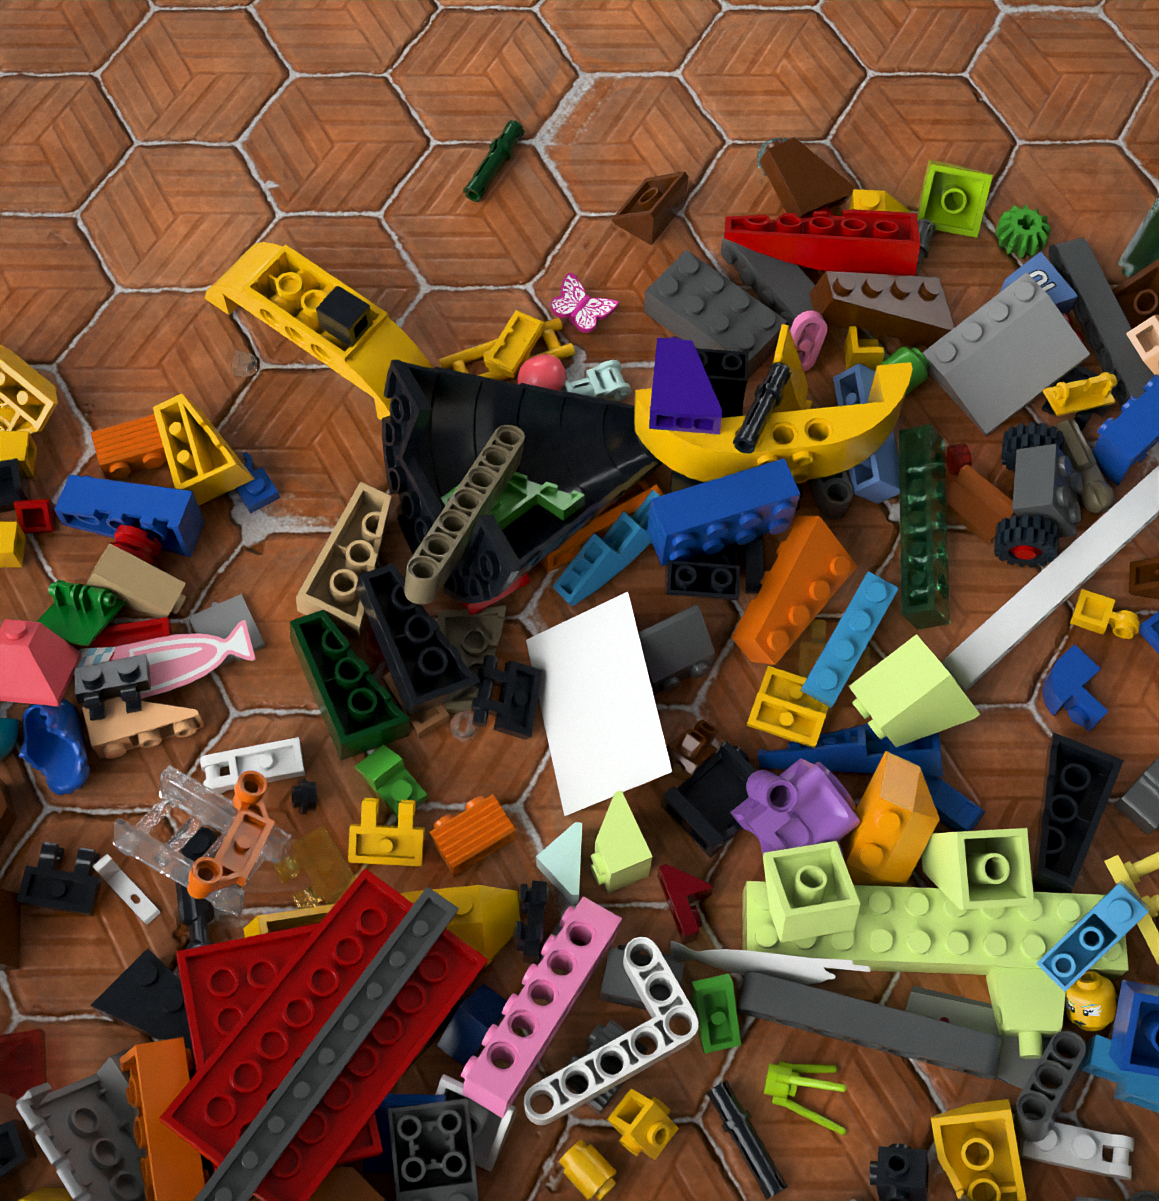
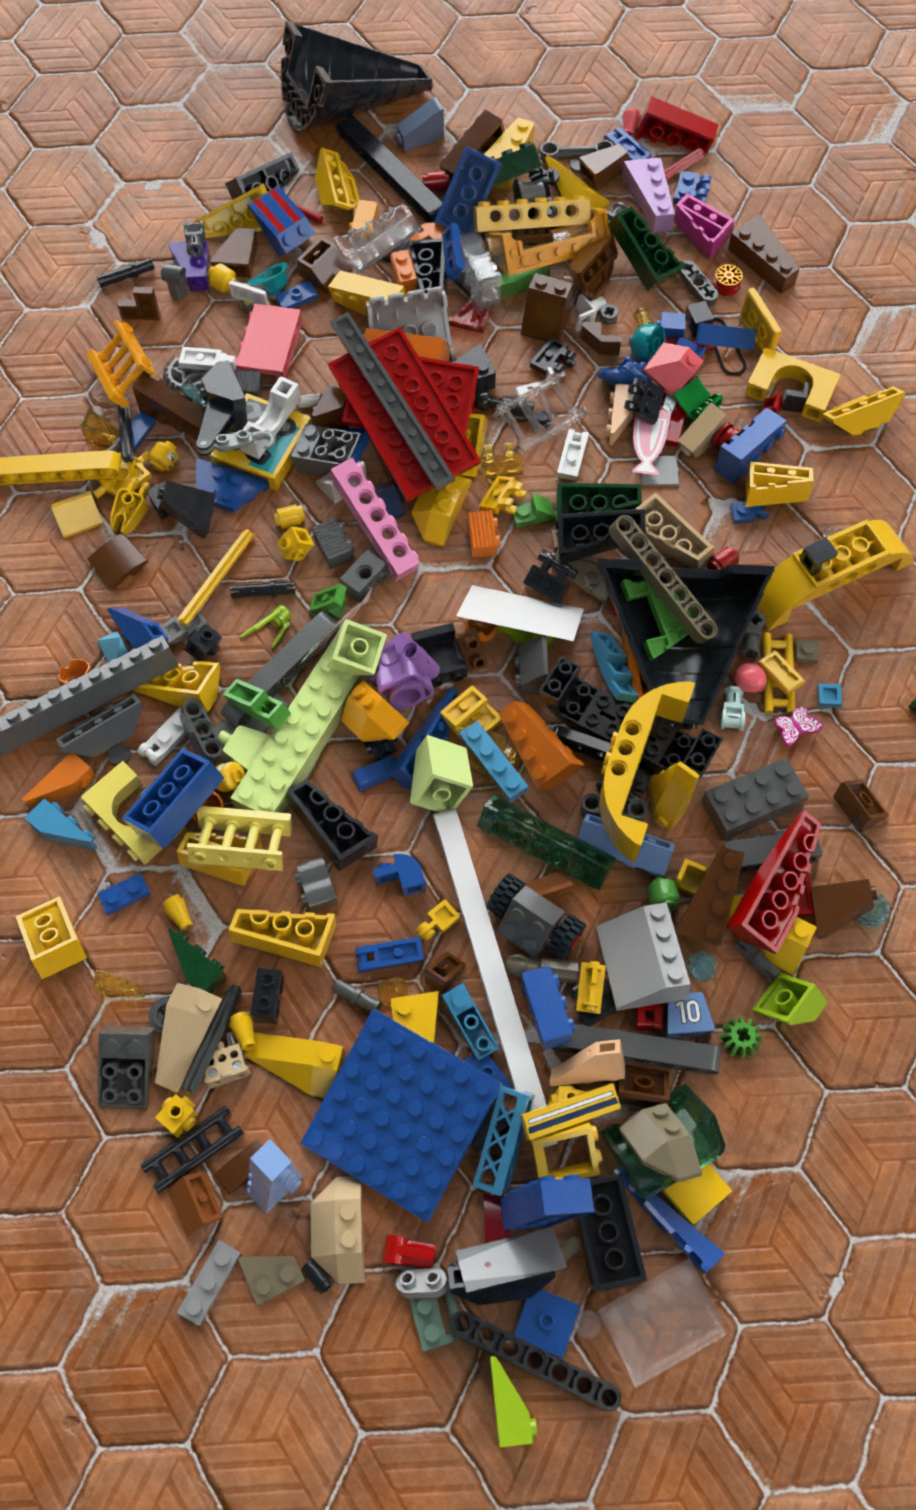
camera: 120 degrees right, 0 degrees up
(129, 447) = (796, 452): orange brick -> none
(240, 844) = (524, 419): orange plate -> none
(304, 796) = (543, 469): black plate -> none
(355, 471) = (723, 558): none -> red brick
(455, 335) = (806, 651): none -> dark tan plate
(513, 286) = (829, 695): none -> dark azure plate
(531, 935) = (422, 543): black plate -> none
(562, 862) = (443, 568): light aqua slope -> none
(620, 848) = (437, 590): yellowish green slope -> none
(624, 1046) = (329, 541): white beam -> none
(680, 891) = (399, 612): dark red slope -> none
(682, 391) = (680, 699): dark purple slope -> none
(723, 512) = (595, 707): blue brick -> none
(767, 397) = (646, 739): black pin -> none
(808, 338) = (709, 837): bright pink plate -> none
(957, 457) = (583, 893): clear red tile -> none
(959, 302) = (702, 965): none -> clear light blue gear
(967, 1013) = (257, 703): none -> bright green slope
(981, 867) = (325, 747): yellowish green slope -> none
(1093, 935) = (255, 782): dark azure slope -> none

